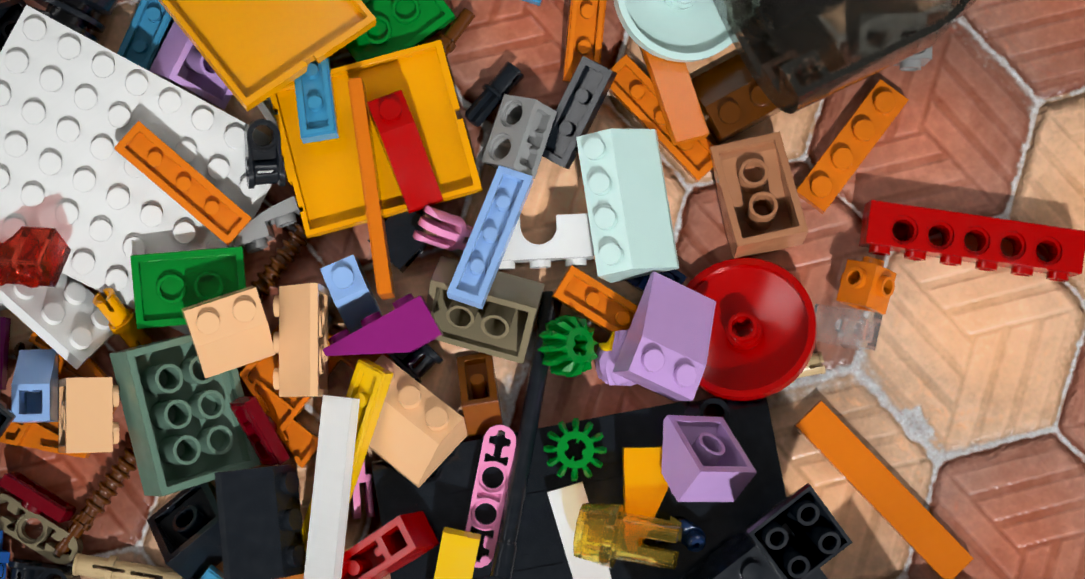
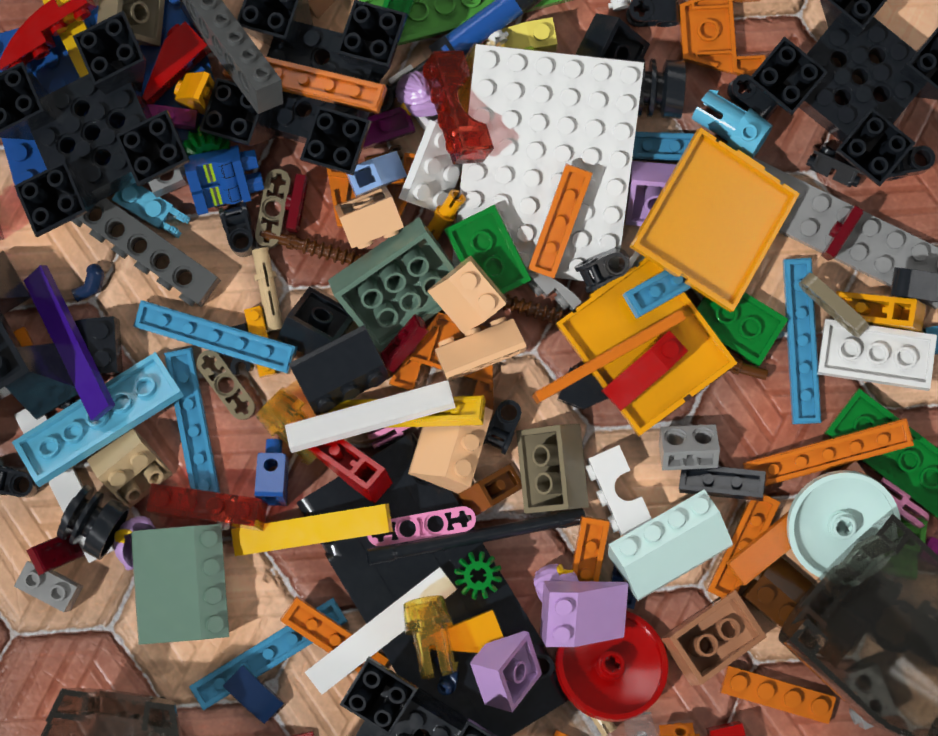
camera: 60 degrees right, 0 degrees up
(350, 291) = (526, 371): light blue slope -> none
(398, 331) = (513, 415): magenta slope -> none
(449, 232) = (599, 424): bright pink arm -> none
(490, 237) = (607, 455): light blue plate -> none
(493, 94) = (713, 416): black axle -> none
(568, 346) = (550, 541): green gear -> none

